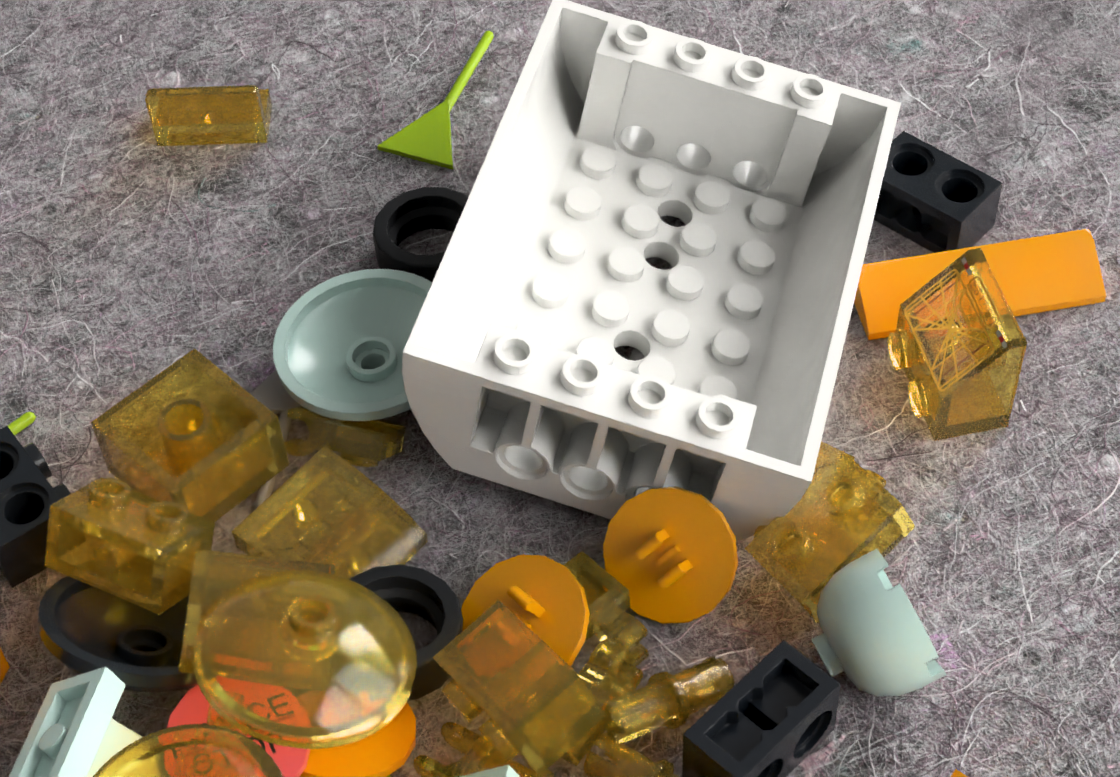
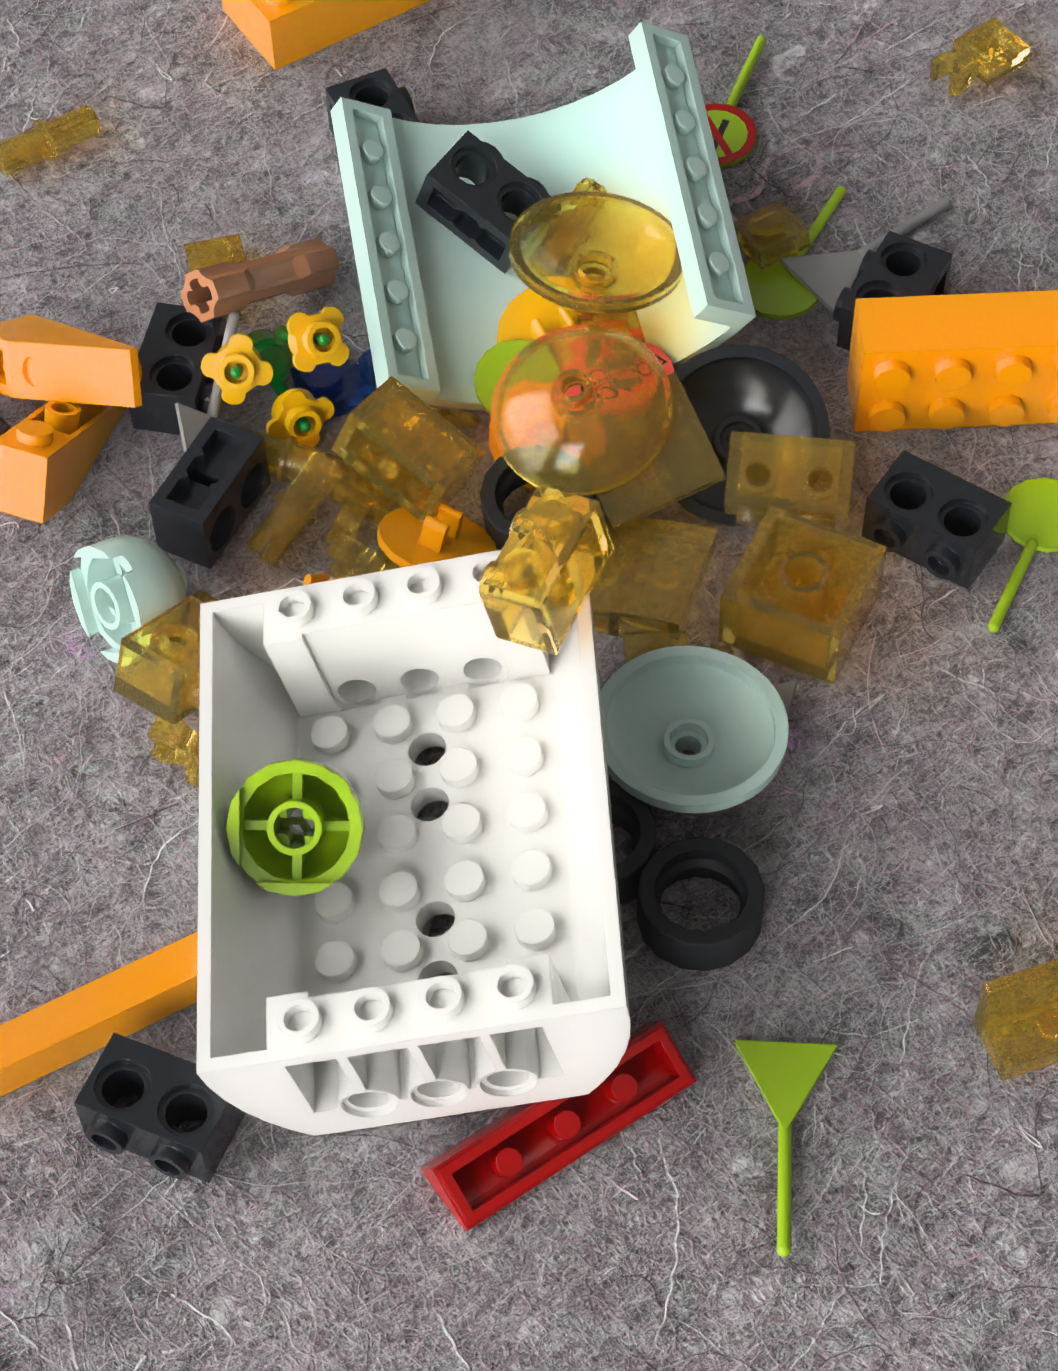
camera: 160 degrees right, 5 degrees up
(461, 285) = (546, 569): none -> clear yellow brick
(764, 301) = (269, 845): none -> lime cylinder
(959, 349) = (100, 882): clear yellow slope -> none

